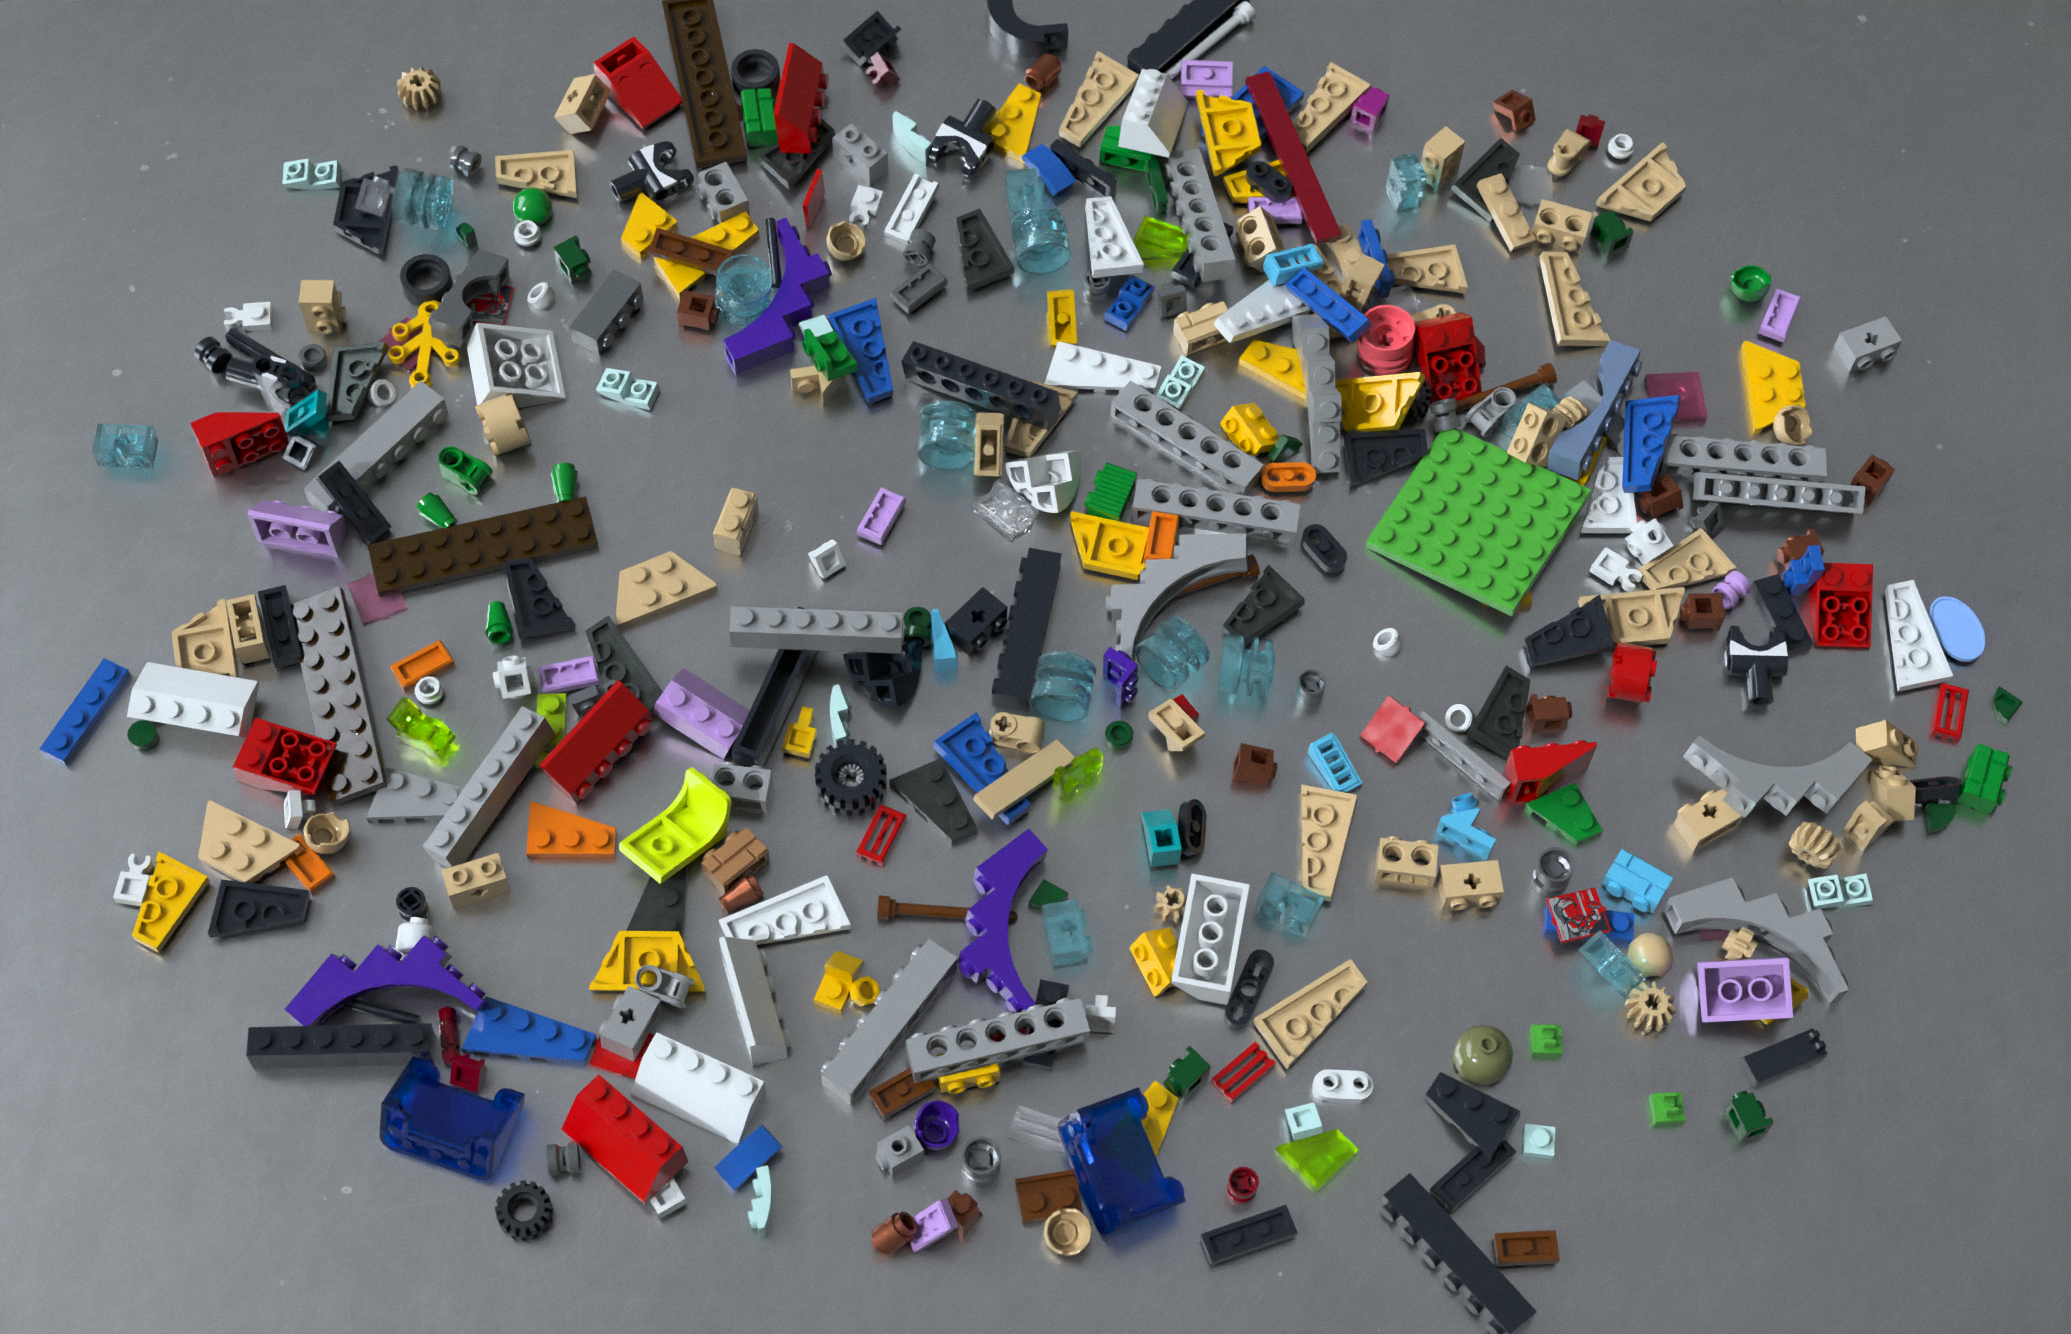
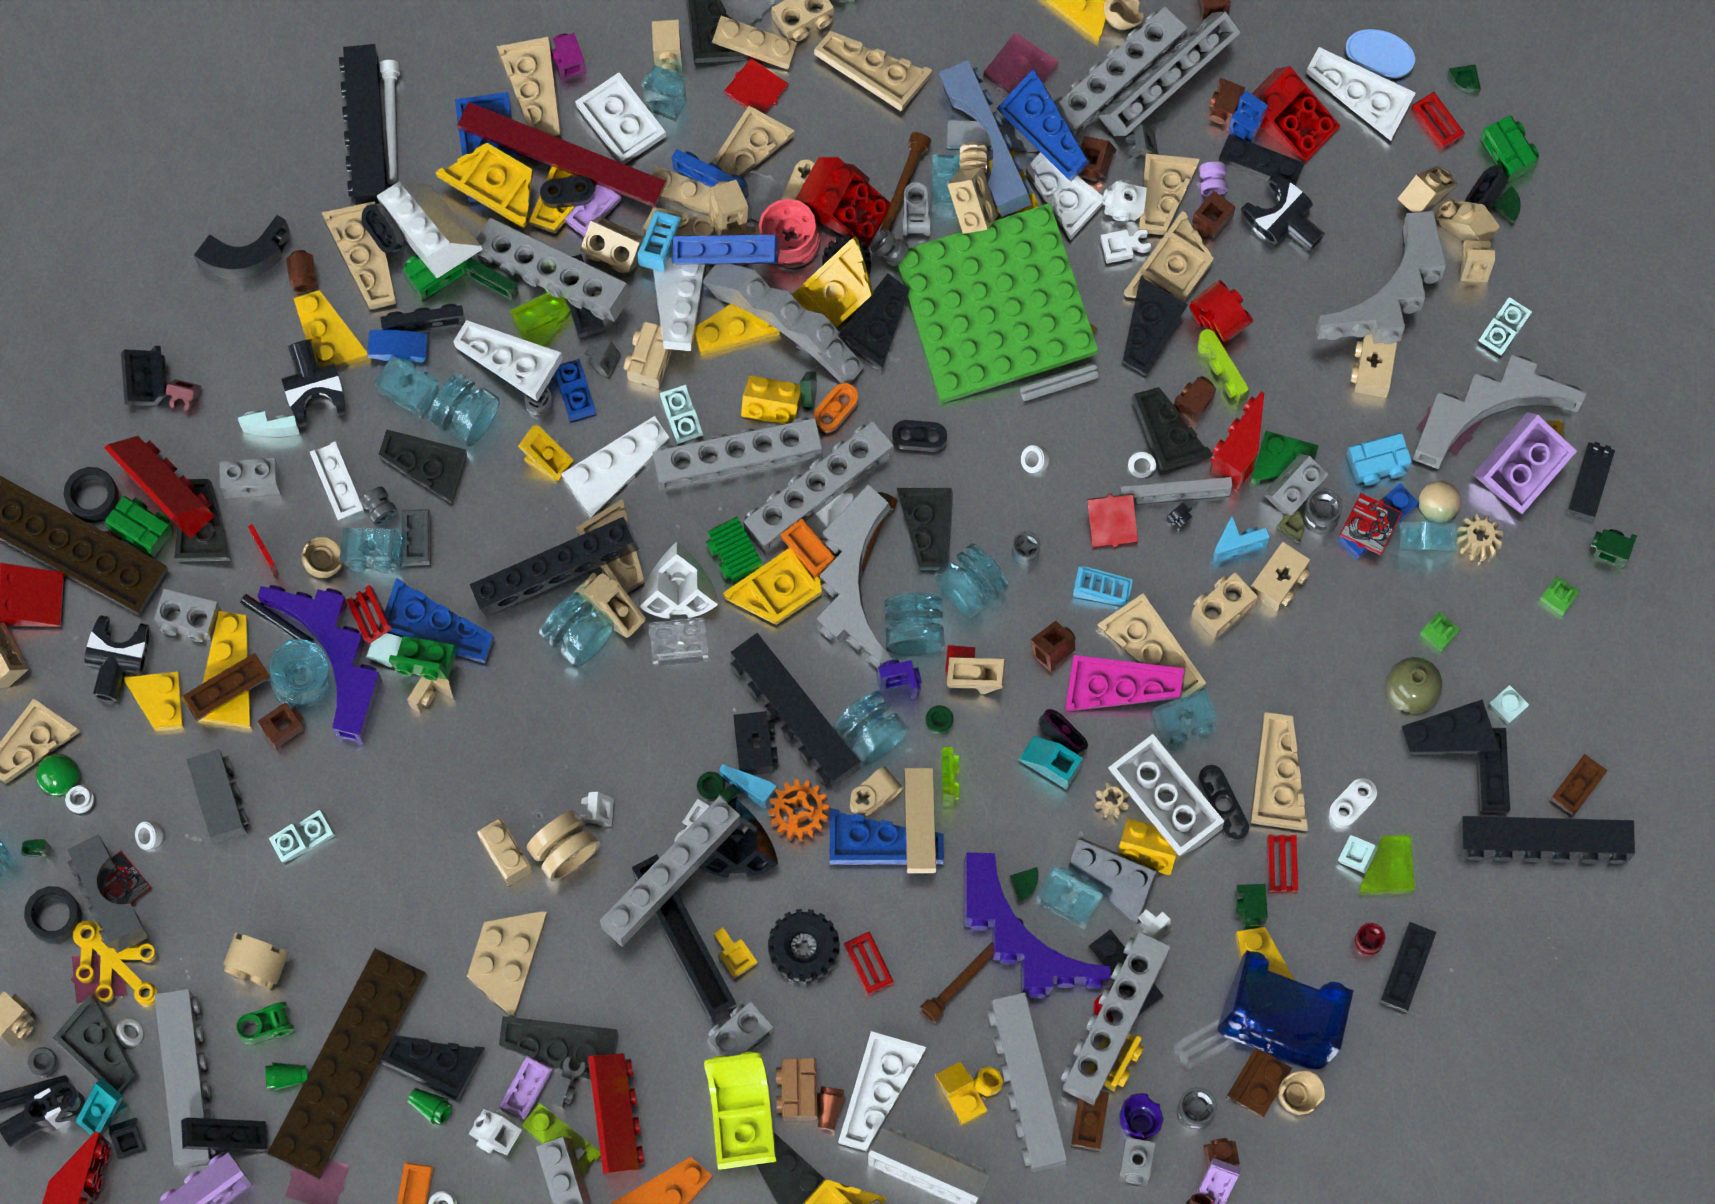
camera: 45 degrees left, 10 degrees up
(515, 363) = (202, 909): white slope -> none
(564, 481) = (348, 955): green cone -> none
(572, 260) = (142, 783): dark green brick -> none
(701, 712) = (653, 1012): lavender slope -> none
(774, 551) = (563, 845): none -> tan wheel
(827, 300) = (361, 600): none -> red tile
(839, 716) = (738, 908): light aqua slope -> none
(865, 204) = (296, 512): white plate -> none
(881, 265) = (372, 549): none -> clear light blue brick
(881, 516) = (596, 737): lavender plate -> none
(938, 799) = (876, 897): pearl dark grey wing -> none
(944, 700) = (796, 821): none -> orange gear
(1114, 954) = (1118, 877): none -> wing
(1122, 90) = (382, 228): none -> black plate
(1210, 76) = (425, 153): lavender plate -> none
(1267, 832) = (1116, 682): none -> dark pink wing
(1359, 176) = (620, 118): none -> white plate
(1446, 775) = (1180, 515): none -> black plate
(1464, 610) = (1059, 381): none -> light grey axle
(1464, 802) = (1214, 523): dark azure plate -> none
(1476, 242) = (756, 87): none -> red piece
(1521, 863) = (1292, 526): none -> olive tile
(1553, 833) = (1295, 484): none -> light grey brick
(1594, 707) = (1223, 365): none -> lime plate
(1739, 944) = (1487, 434): tan gear -> none
(1814, 845) = (1460, 312): tan gear -> none

